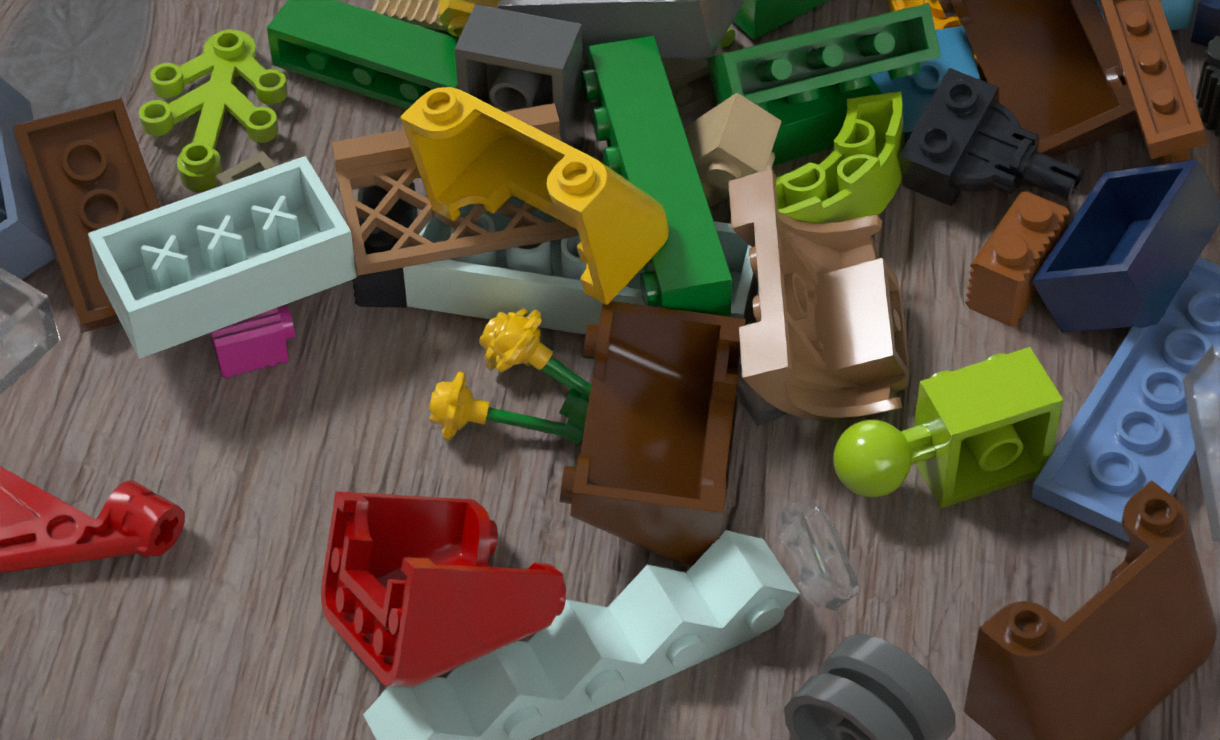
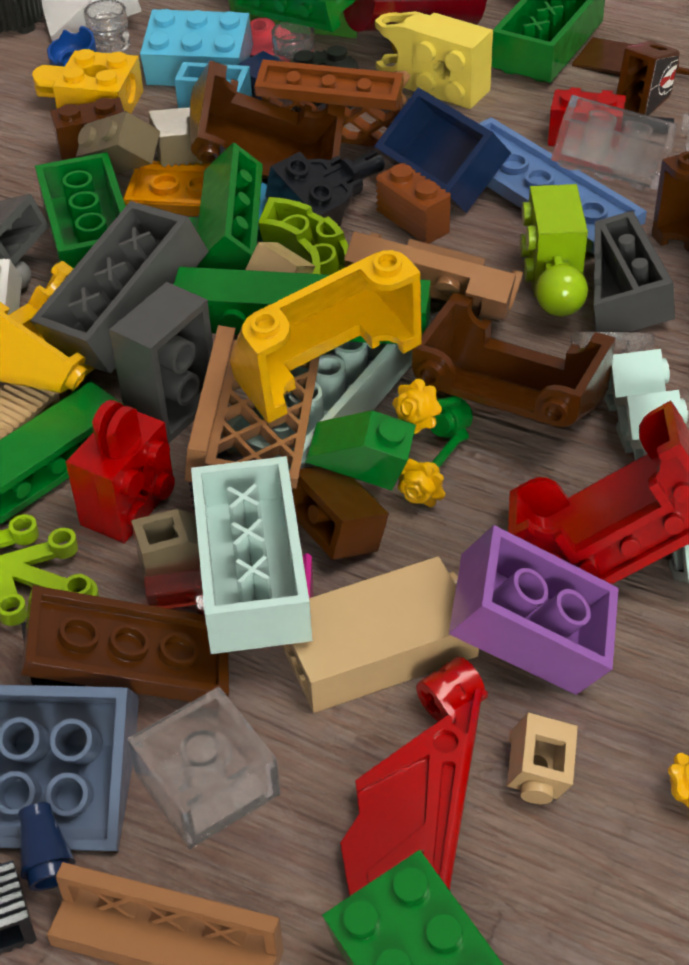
camera: 70 degrees left, 5 degrees down
(42, 606) = (542, 758): none -> tan brick
(208, 434) = (378, 634): none -> tan brick
(232, 546) = (535, 611): none -> medium lavender brick
(343, 100) = (120, 470): none -> red brick
(371, 336) = (338, 513): none -> reddish brown brick
(441, 318) = (363, 447): none -> green slope
(956, 535) = (629, 277): none -> dark grey wedge

